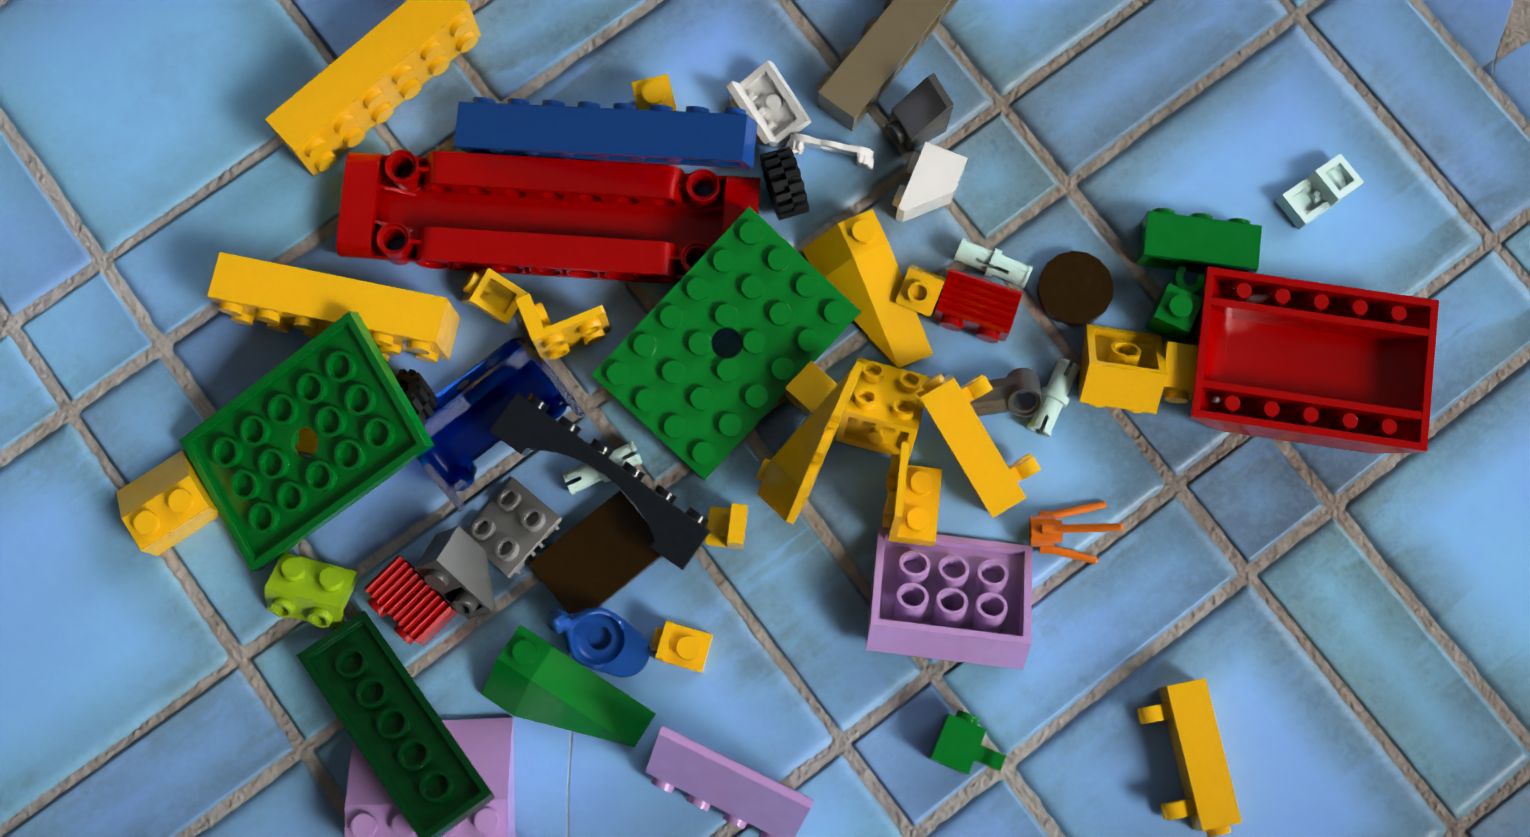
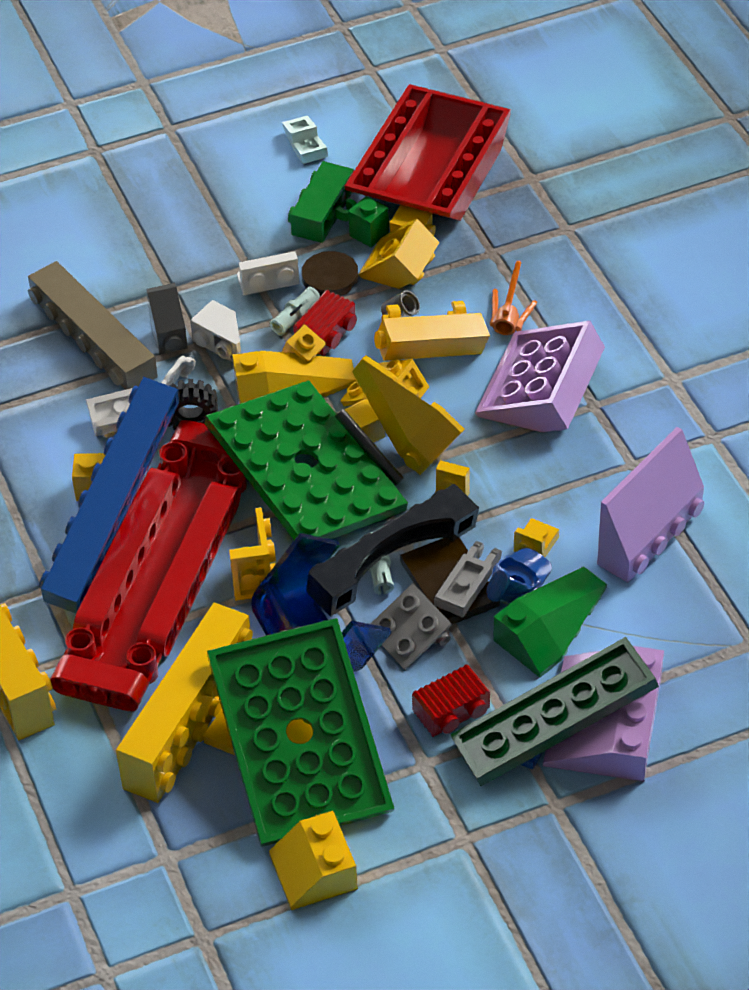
camera: 75 degrees left, 30 degrees down
(309, 590) = (424, 771): lime bracket -> none
(458, 571) = (436, 658): dark grey slope -> none
(492, 294) = (202, 601): yellow bracket -> none
(583, 579) = (466, 580): none -> light grey hinge
(768, 412) = (369, 447): none -> black bar
(911, 500) = (459, 378): yellow bracket -> none
(960, 744) = (651, 390): green brick -> none
(1044, 212) = (268, 273): none -> white bracket
(1054, 397) = (391, 289): light aqua pin -> none
(1198, 756) = (689, 270): yellow brick -> none

